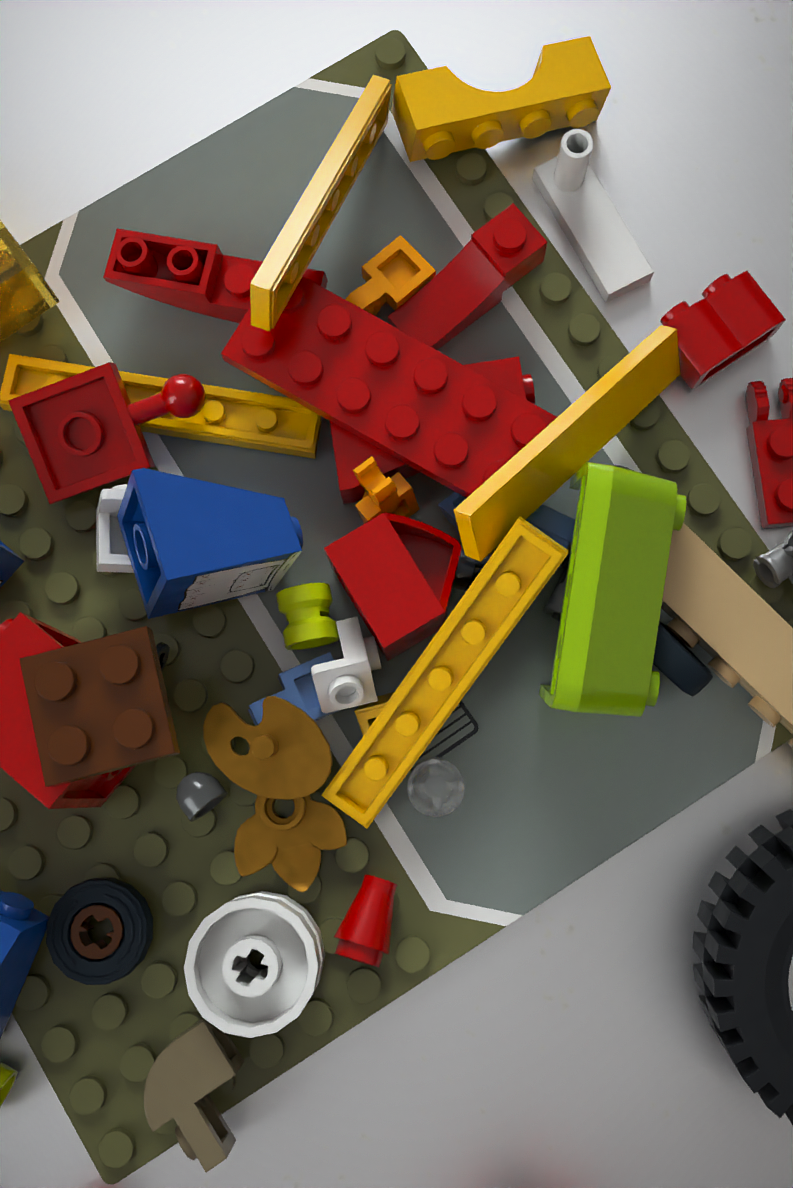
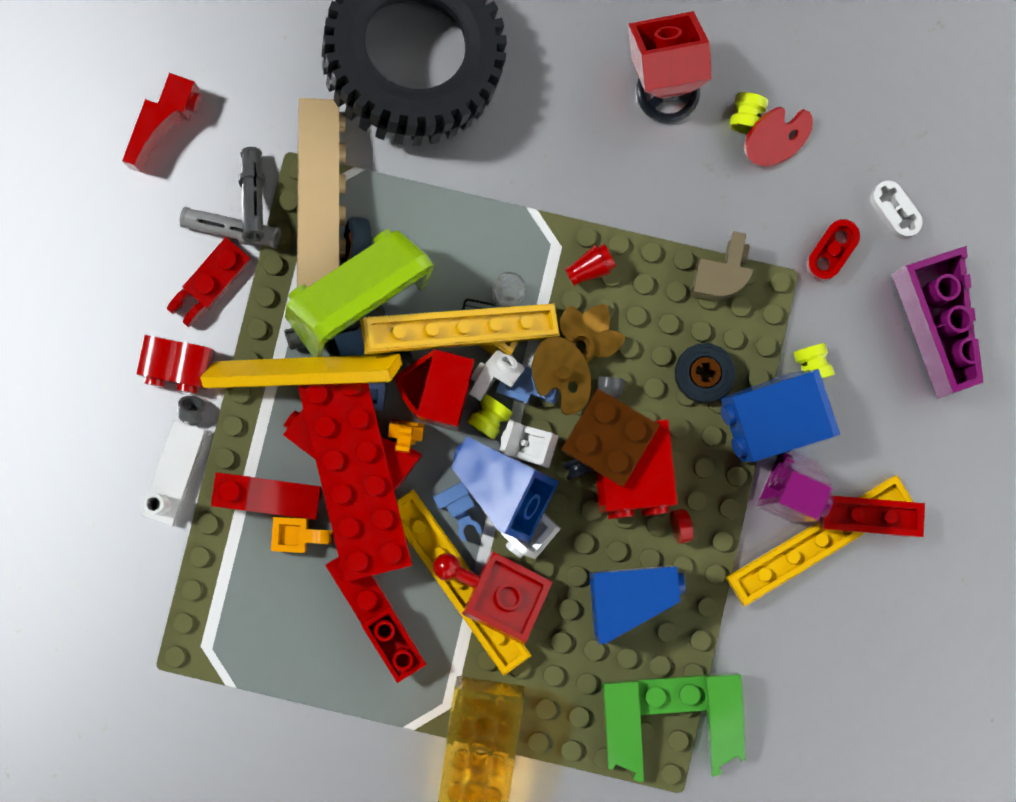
camera: 145 degrees left, 5 degrees up
(229, 628) = (528, 444): none -> white bracket
(233, 991) = (665, 280): white wheel -> none
(263, 476) = (457, 502): none -> medium blue piece
(319, 205) = (294, 591): yellow tile -> none
(445, 115) = (190, 590): yellow arch -> none
(654, 296) = (185, 406): none -> dark grey hinge

